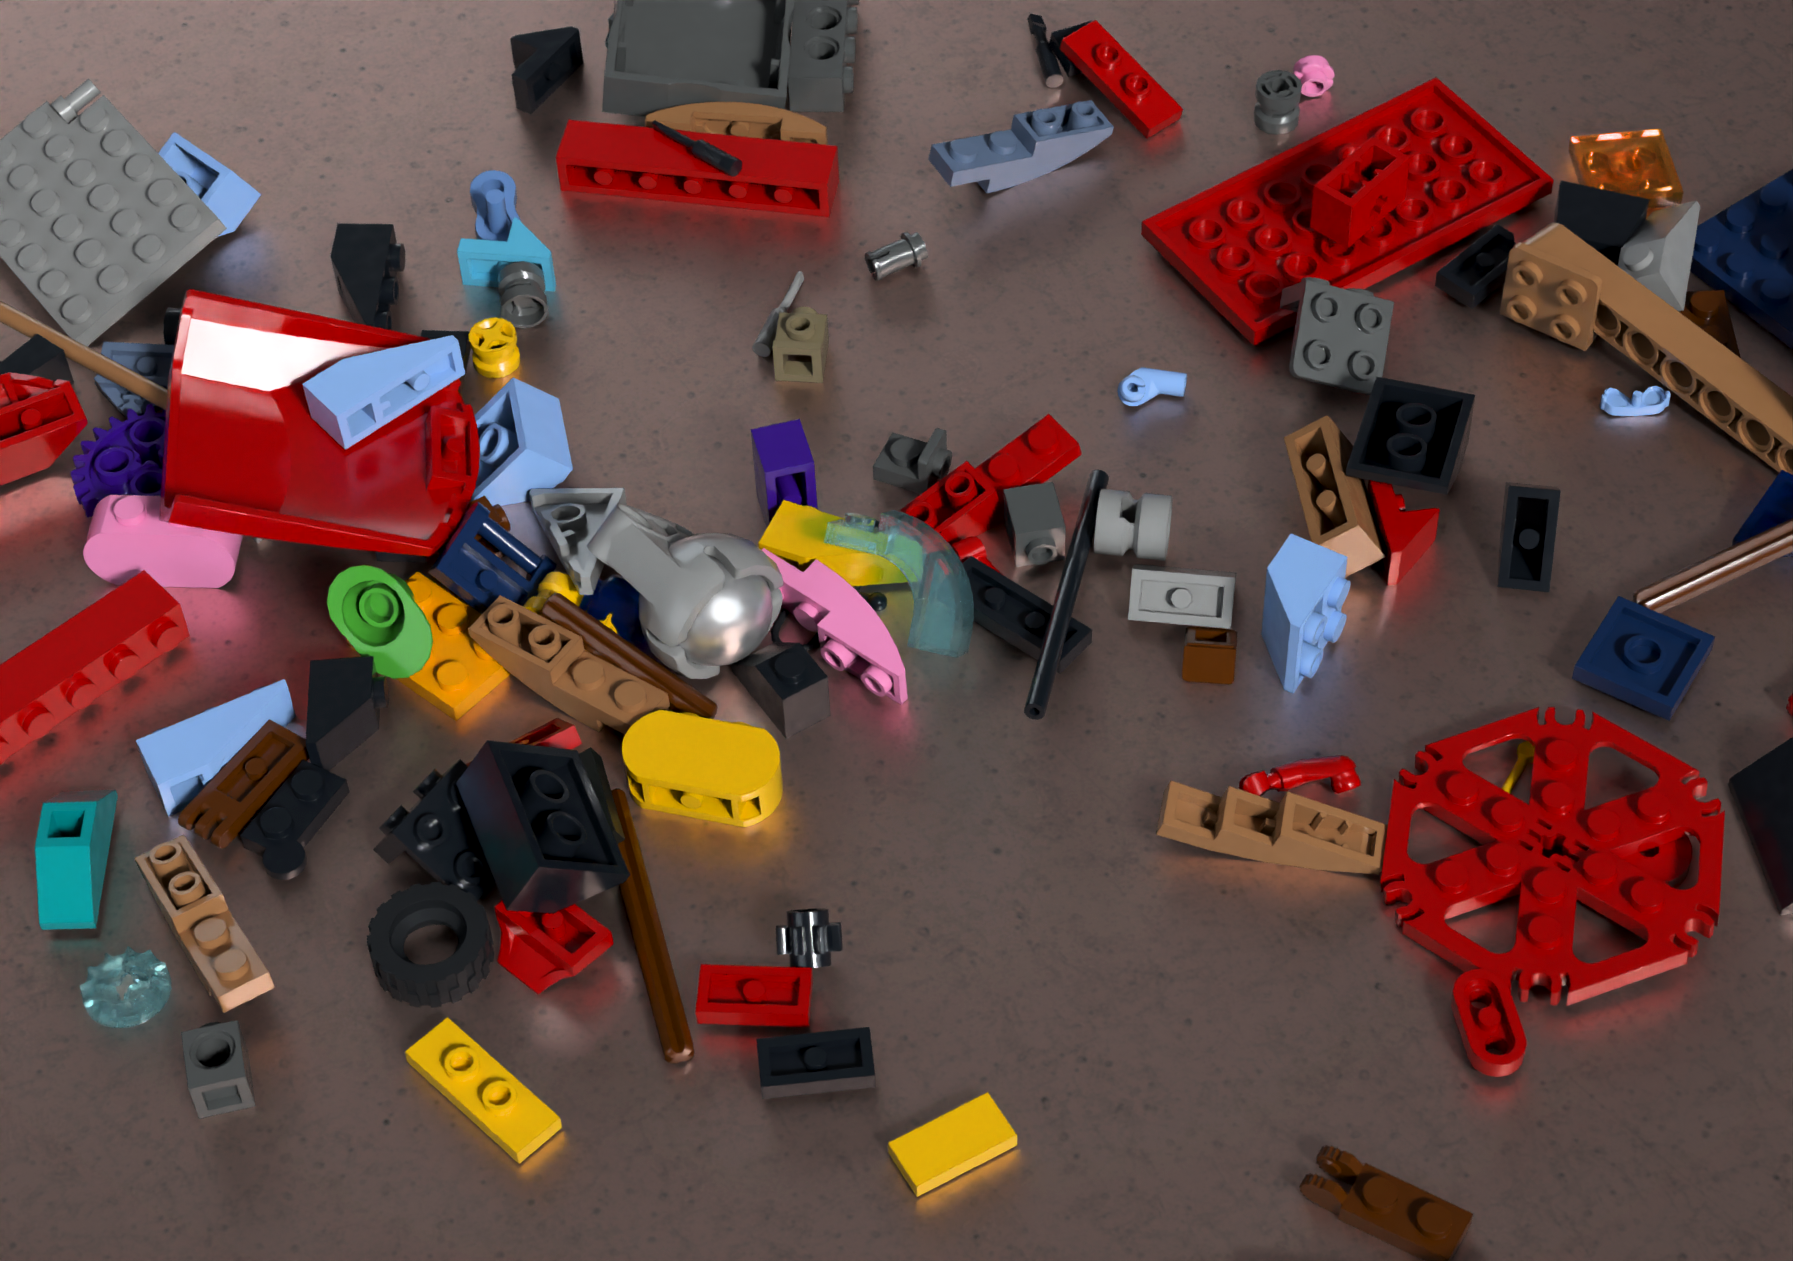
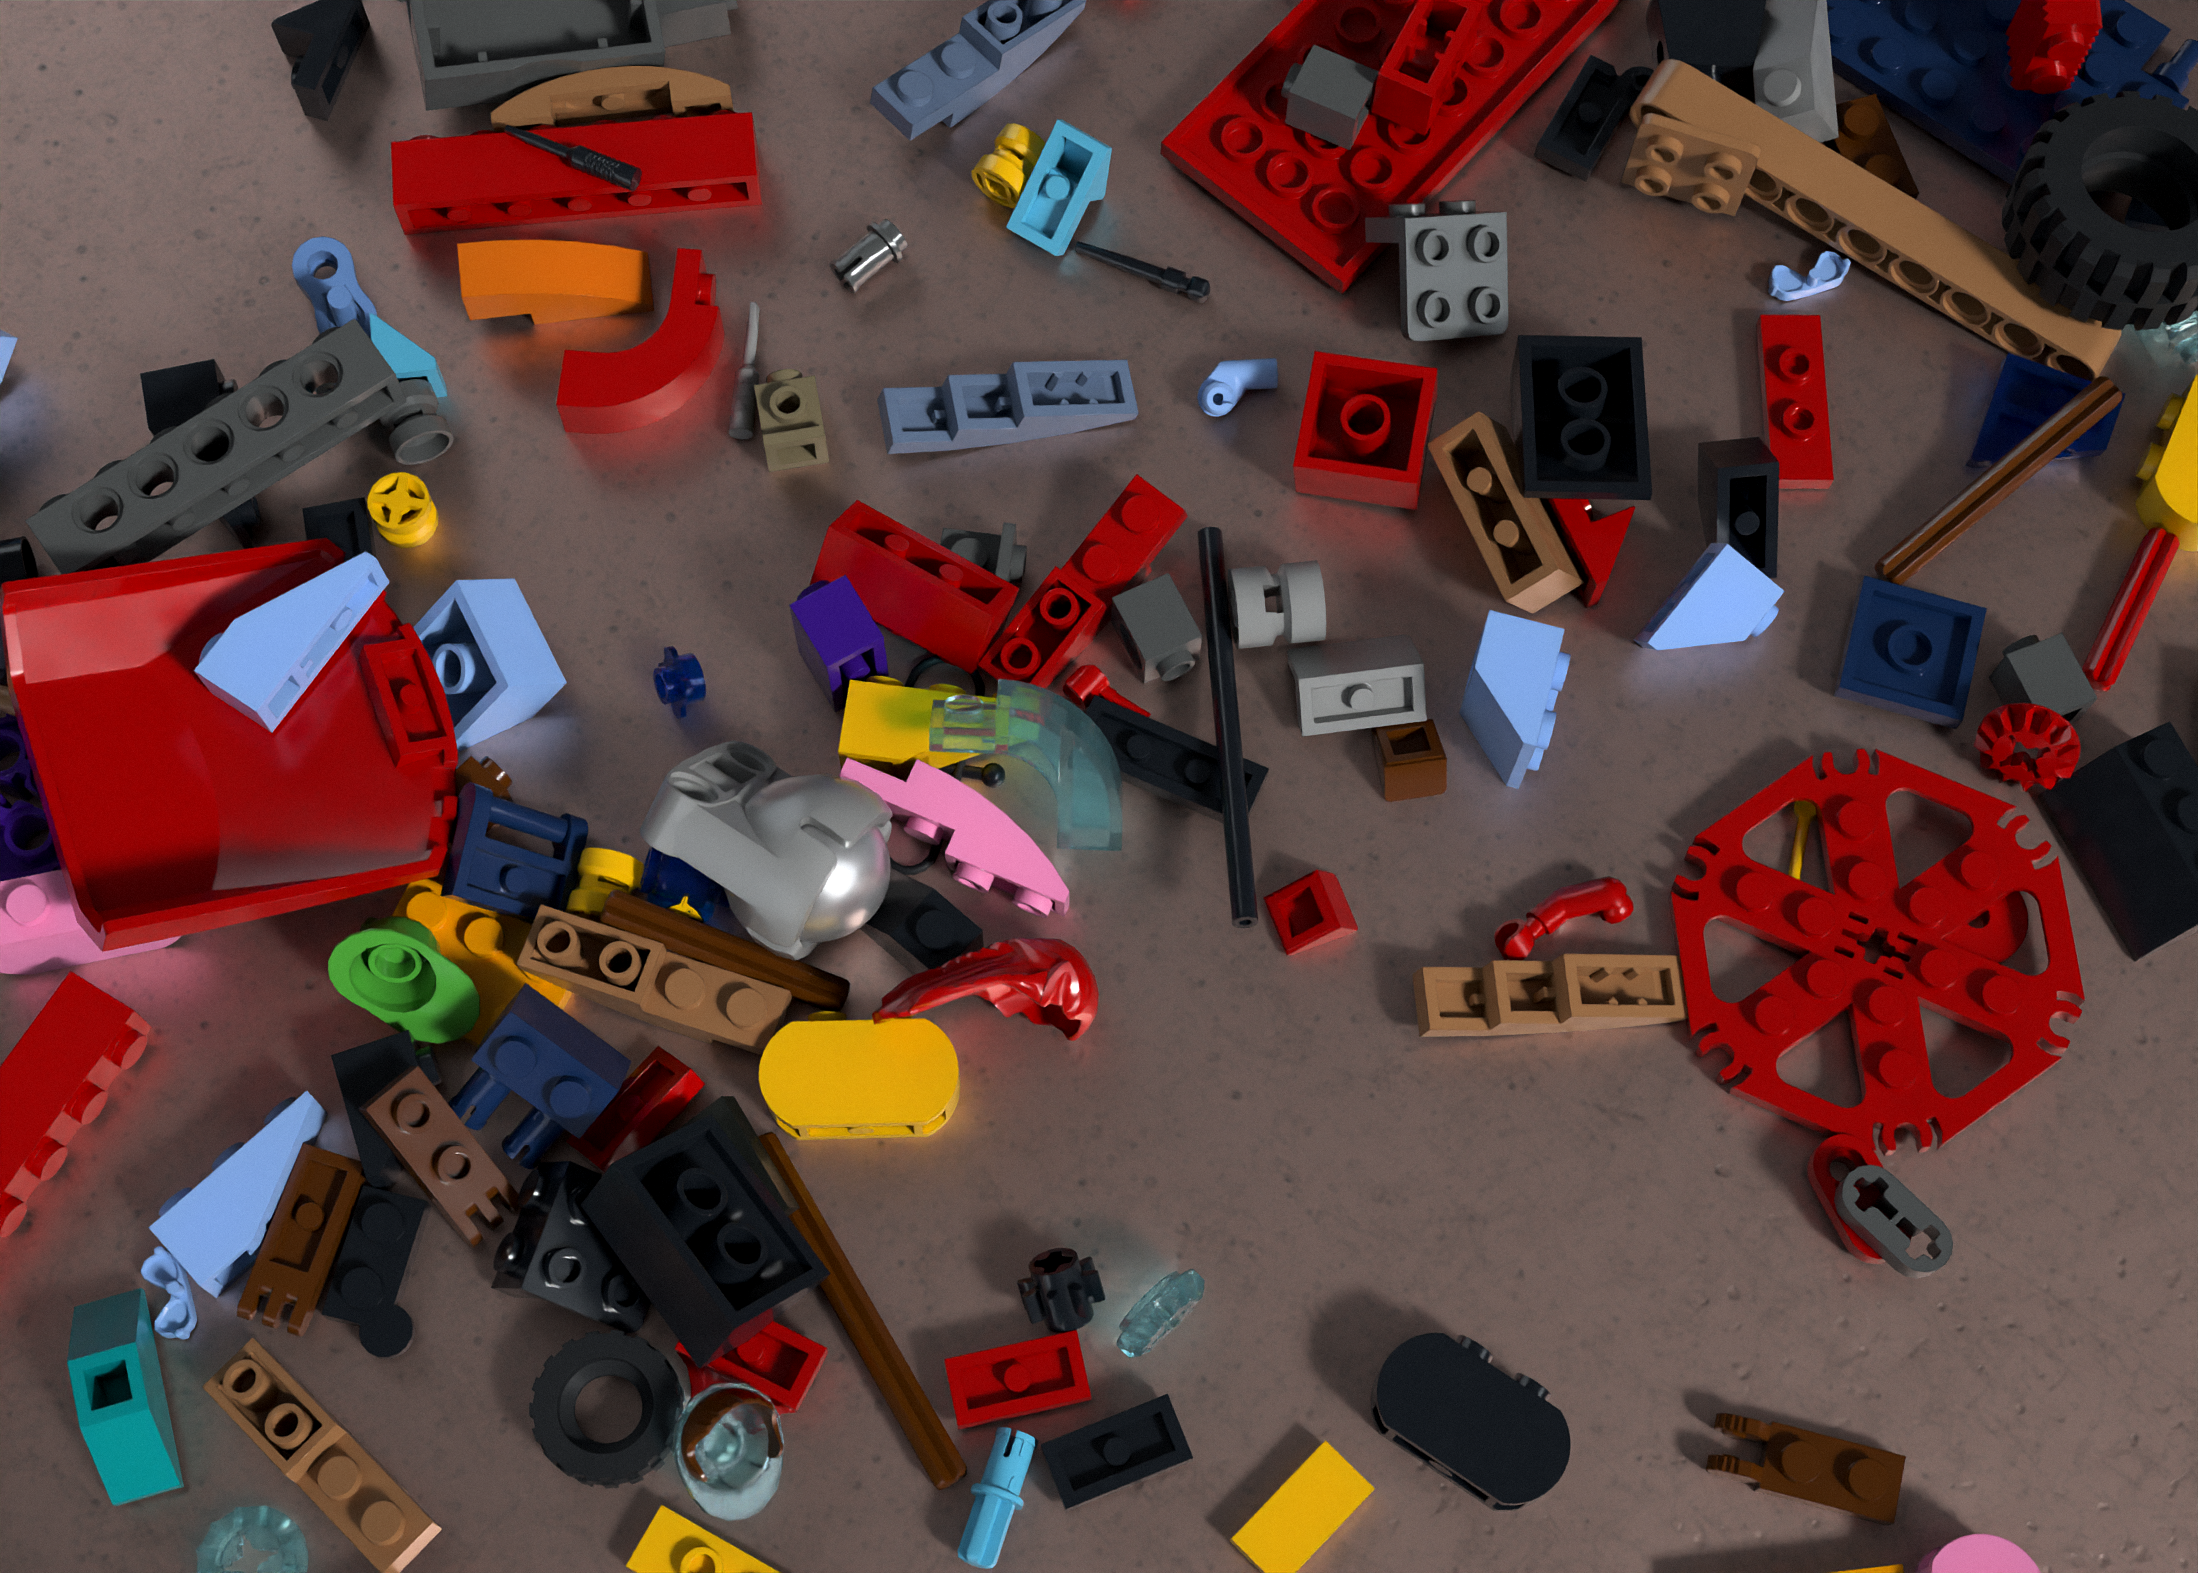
camera: 20 degrees left, 20 degrees up
(138, 790) = (179, 1314): none -> light blue piece
(367, 742) = (440, 1153): none -> reddish brown hinge
(388, 268) = (254, 458): none -> dark grey brick
(470, 697) = (548, 1063): none -> dark blue brick
(512, 983) = (729, 1450): none -> clear light blue piece
(570, 521) = (604, 765): light grey wing -> none
(655, 227) = (553, 280): none -> orange slope
(658, 488) = (679, 681): none -> clear blue plate
(706, 299) = (656, 377): none -> red arch
(710, 1071) = (996, 1498): none -> medium azure axle
(847, 719) = (1023, 975): none -> red hair
(858, 457) = (917, 585): none -> red brick
(861, 972) = (1159, 1312): none -> clear light blue gear
(984, 368) = (1007, 408): none -> sand blue slope
(1019, 220) = (1009, 167): none -> yellow wheel
(1059, 227) = (1062, 184): none -> medium azure slope
(1097, 737) = (1310, 912): none -> red slope
(1110, 1103) = (1471, 1420): none -> black brick
(1122, 313) = (1169, 279): none -> black piece
(1238, 423) = (1365, 430): none -> red brick
(1277, 208) = (1329, 96): none -> dark grey brick
(1485, 590) = (1713, 604): none -> light blue slope
(1513, 1029) = (1903, 1210): none -> dark grey beam
(1598, 479) = (1795, 399): none -> red plate
(1722, 710) = (2034, 728): none -> red gear
(1748, 700) = (2045, 676): none -> dark grey brick

